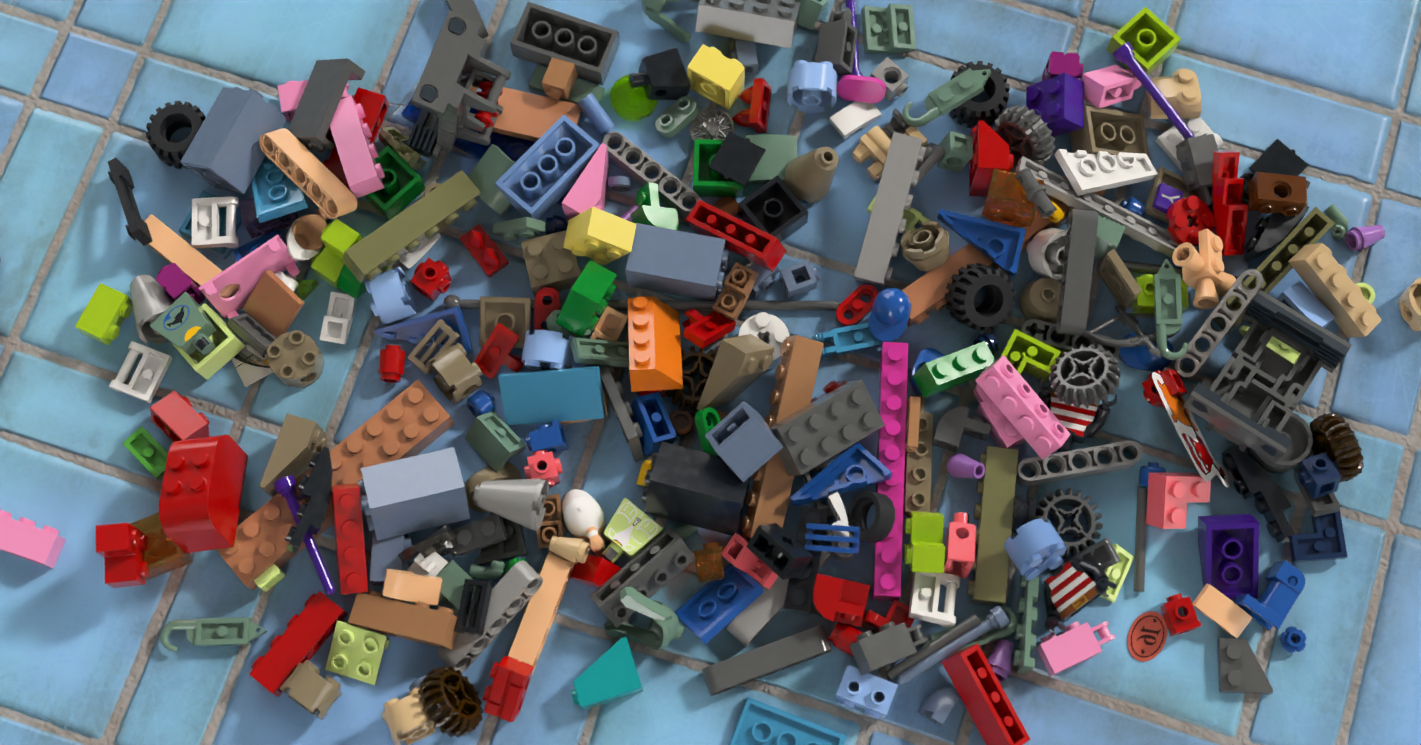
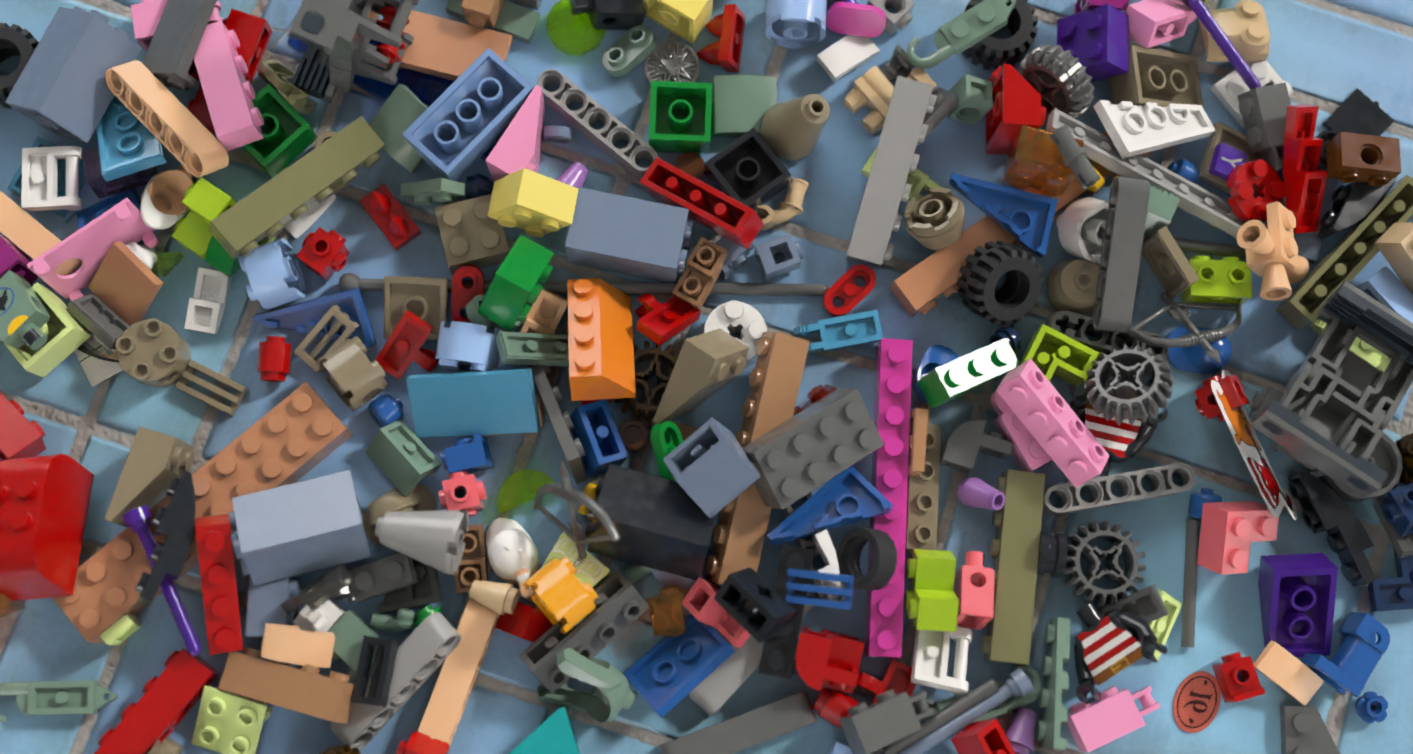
camera: 10 degrees left, 5 degrees up
(322, 377) = (188, 376): none -> dark tan tile
(592, 465) = (520, 489): none -> clear neon green plate
(596, 114) = (529, 47): medium blue cylinder -> none
(623, 544) = (561, 594): none -> light orange brick
(634, 465) = (575, 497): none -> dark grey piece
(650, 212) = (596, 173): brick -> none
(737, 159) = (703, 106): black piece -> none
(807, 240) = (788, 208): none -> tan piece
(889, 314) = (889, 304): blue cap -> none
(1035, 548) = (1068, 600): medium blue brick -> none
(1167, 309) = (1229, 300): sand green plate -> none
(1228, 314) = (1295, 304): light grey beam -> none

